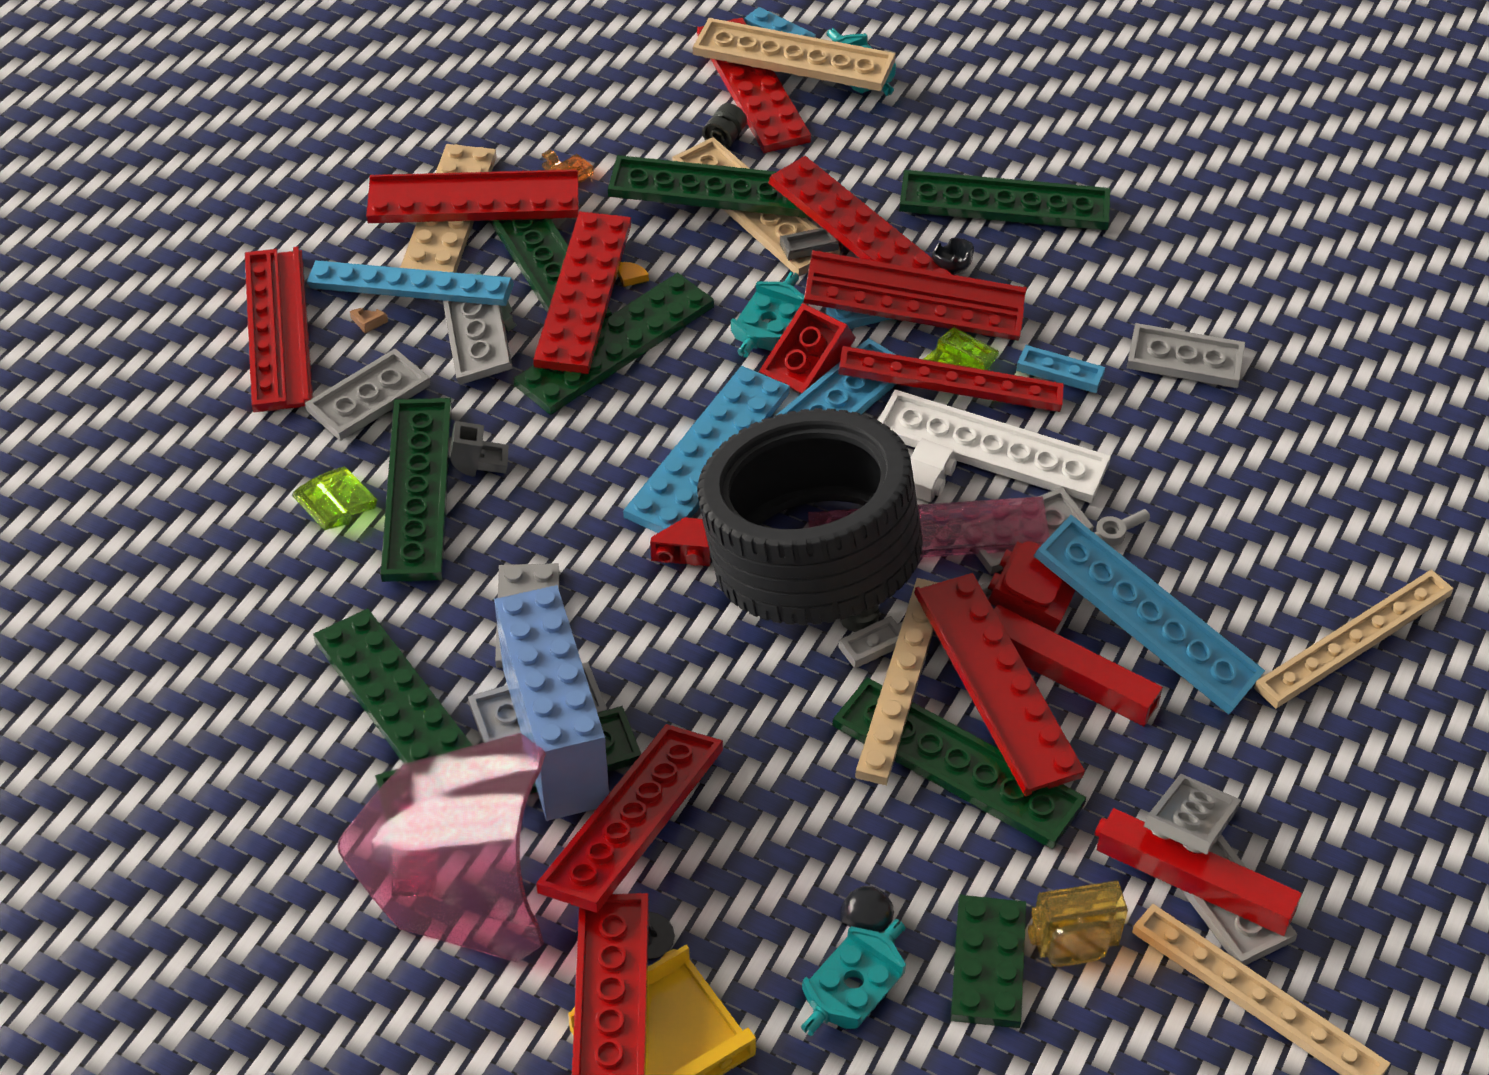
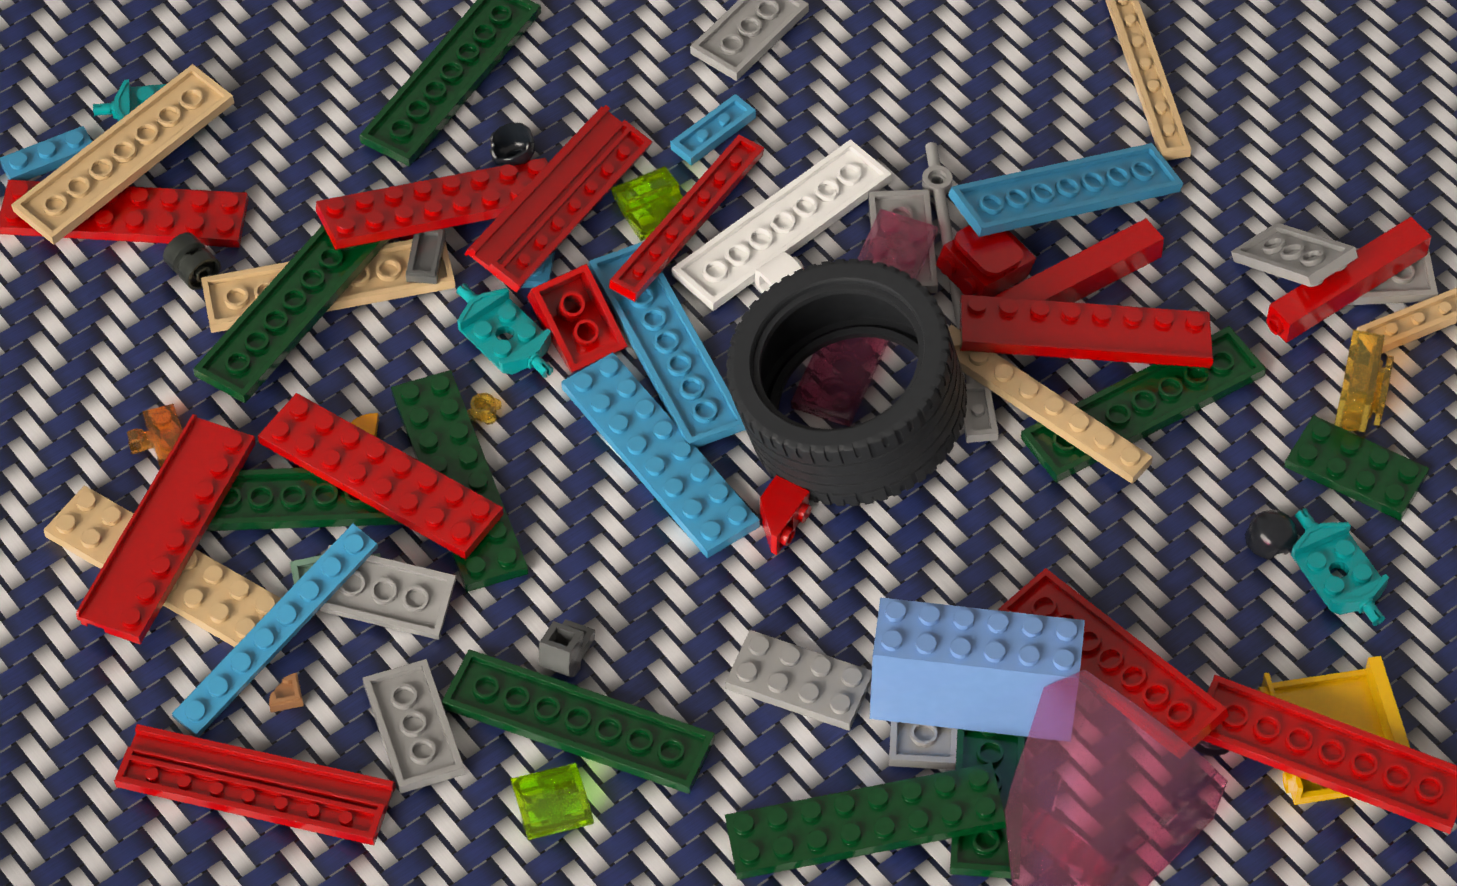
camera: 65 degrees left, 5 degrees up
(689, 331) = (484, 401): none -> clear yellow plate

